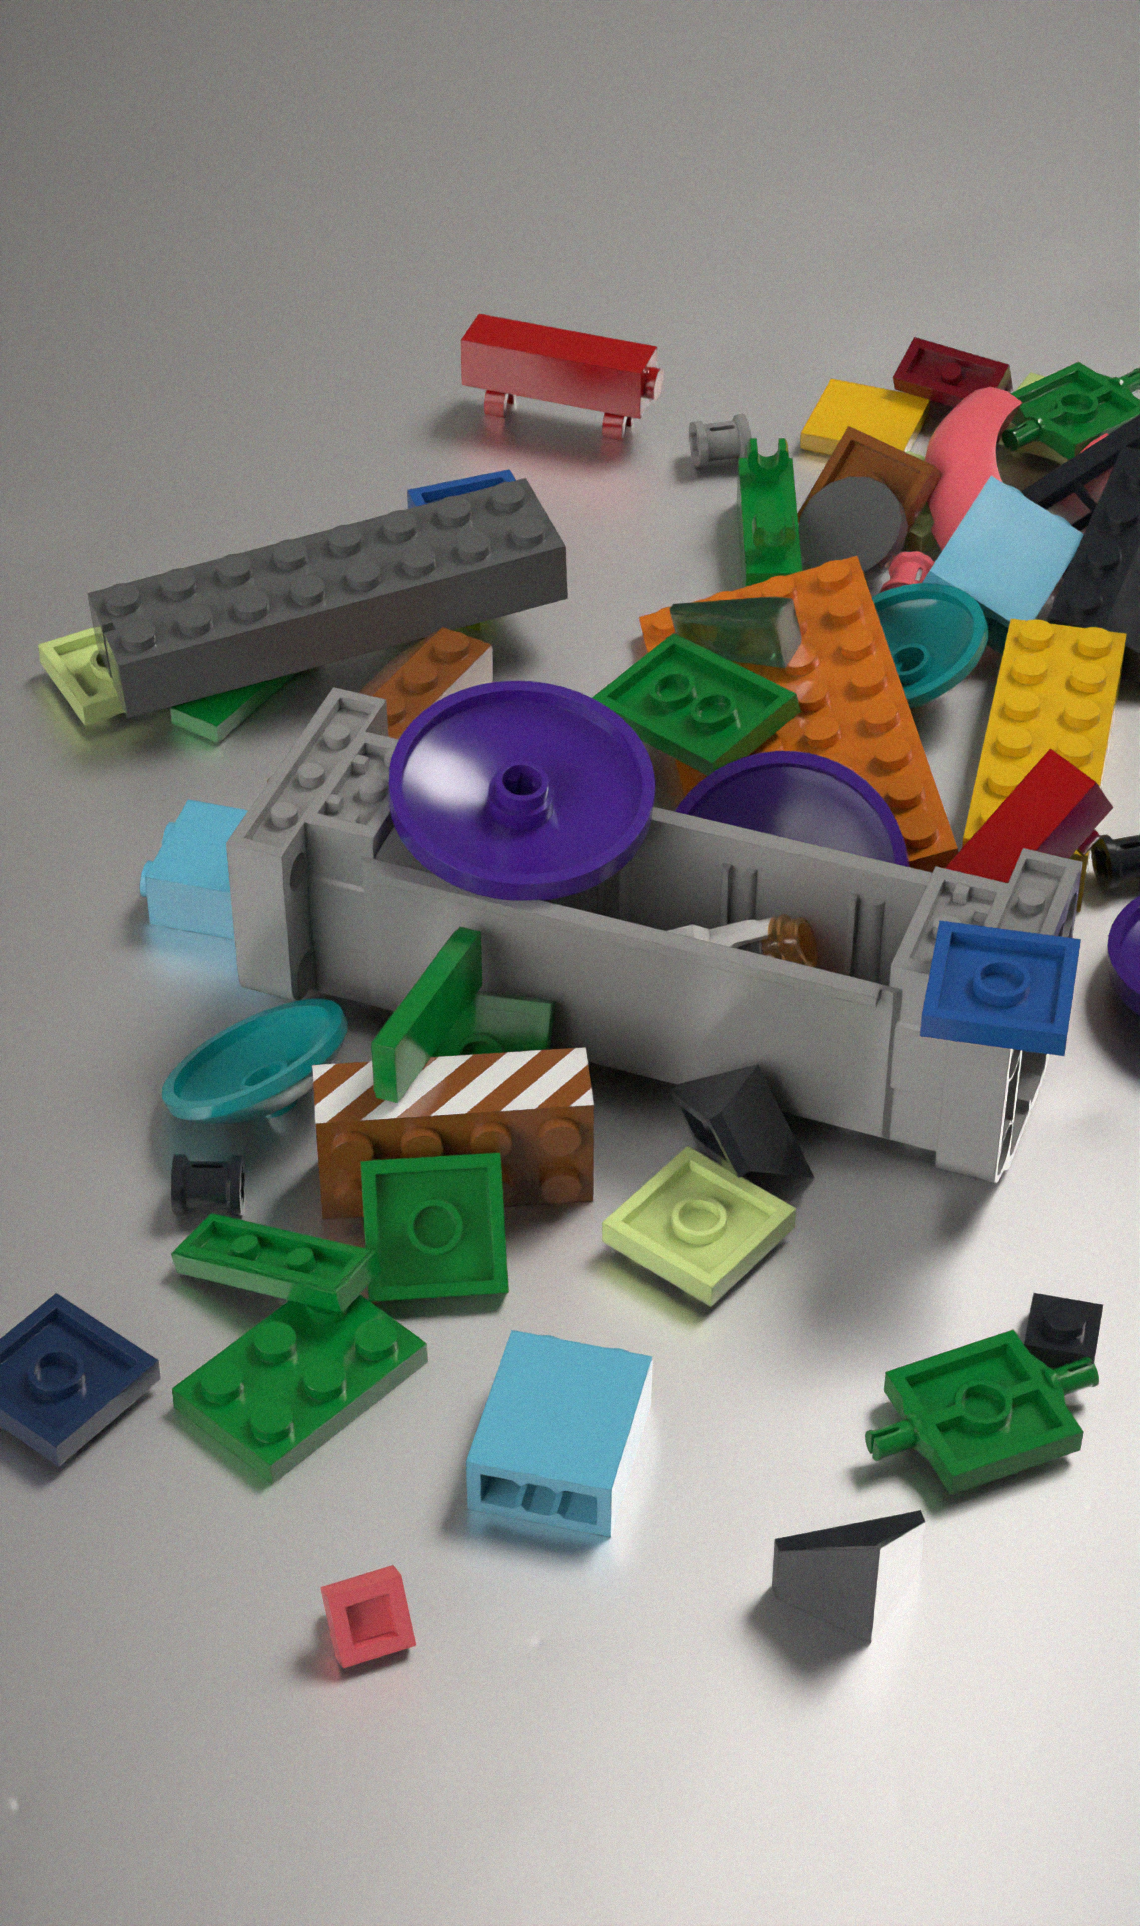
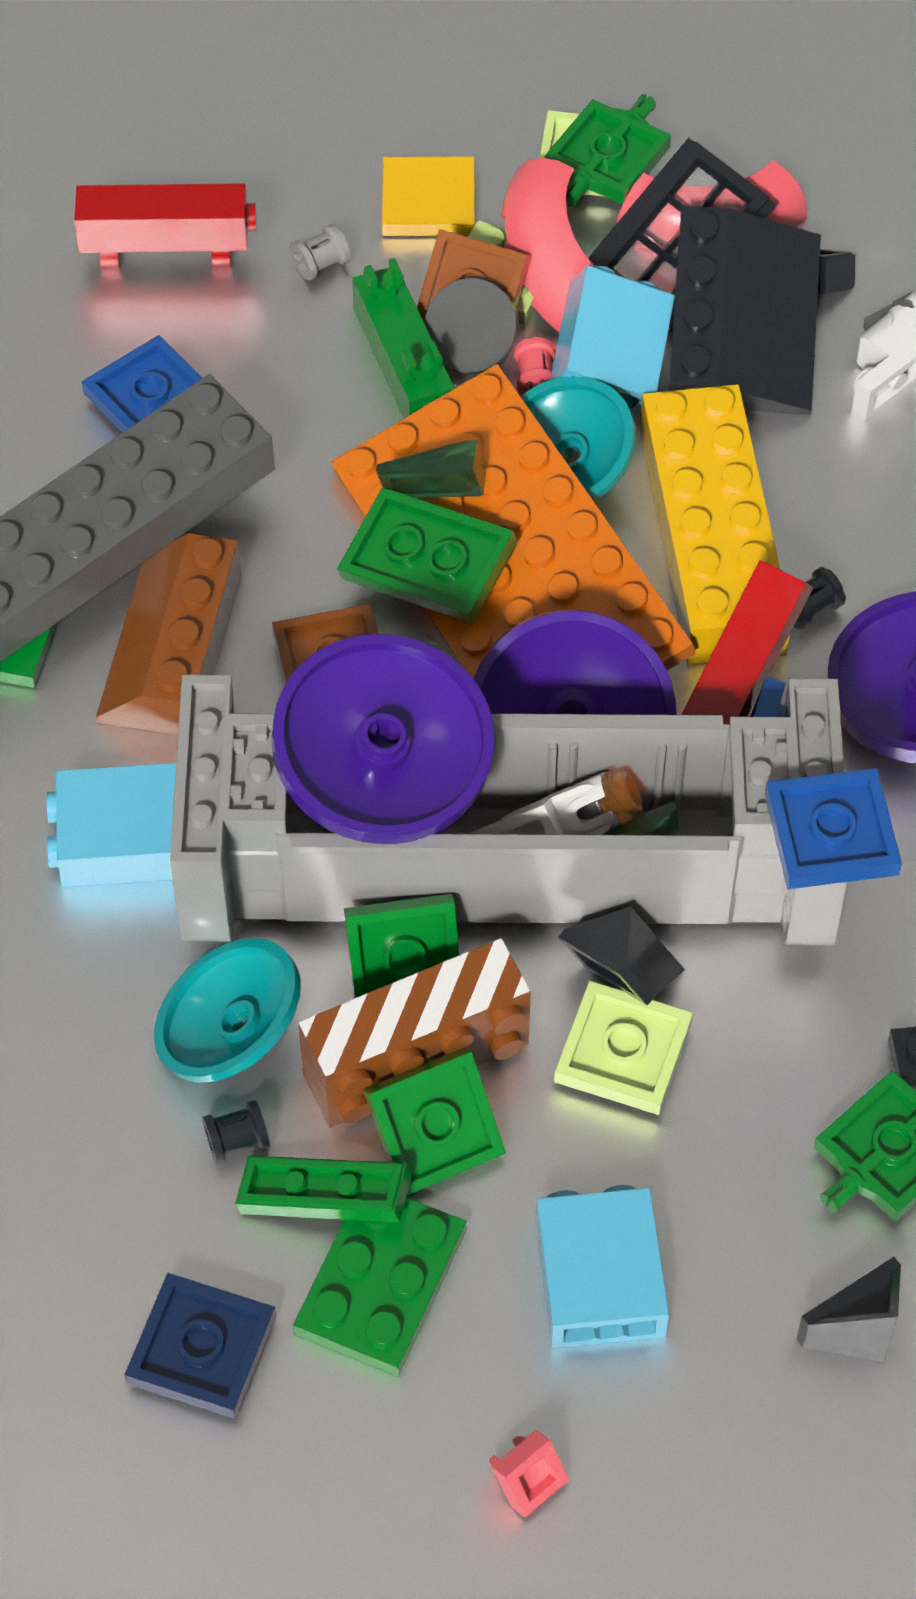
camera: 20 degrees left, 15 degrees up
(427, 1014) = (375, 953): green tile -> none
(947, 373) = (489, 135): dark red panel -> none

